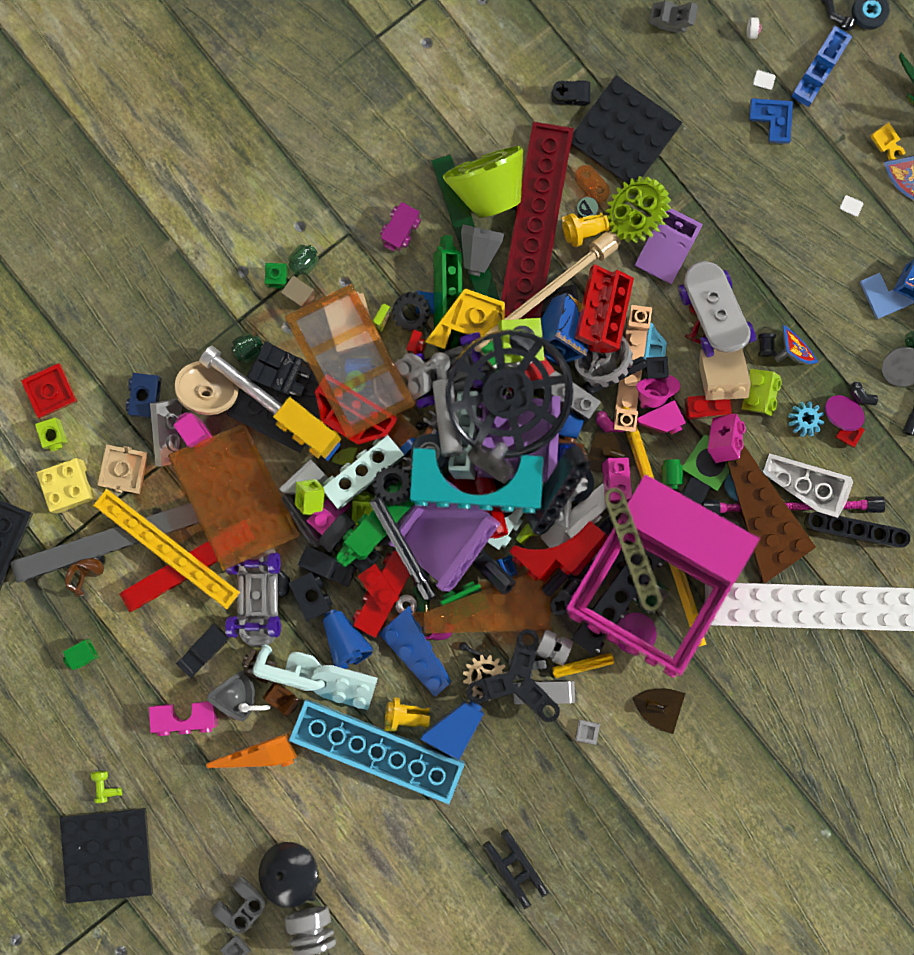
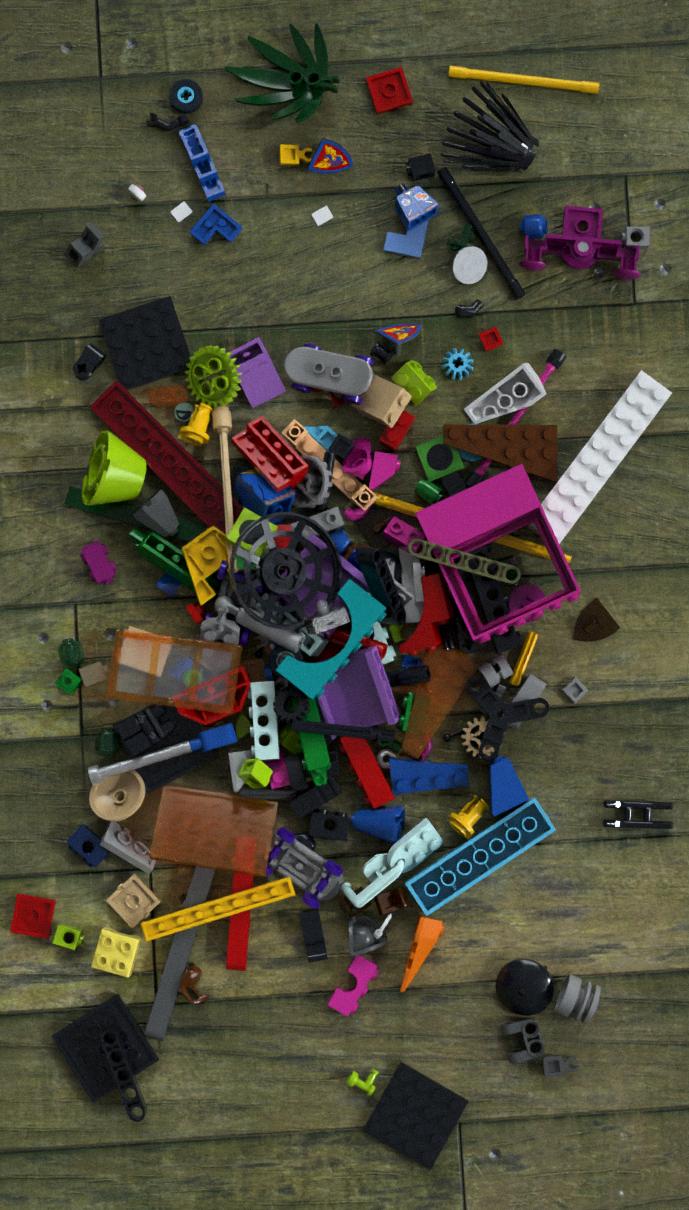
camera: 55 degrees left, 0 degrees up
(80, 655) = (251, 1030): green brick -> none
(192, 429) = (143, 826): dark pink arch -> none
(306, 428) = (203, 739): yellow wedge -> none
(378, 587) = (359, 769): red plate -> none
(382, 317) = (158, 624): lime tile -> none
(405, 322) = (171, 610): black tyre -> none
(726, 438) = (430, 433): dark pink brick -> none
(844, 413) = (473, 332): magenta piece -> none
(866, 534) = (569, 377): black beam -> none

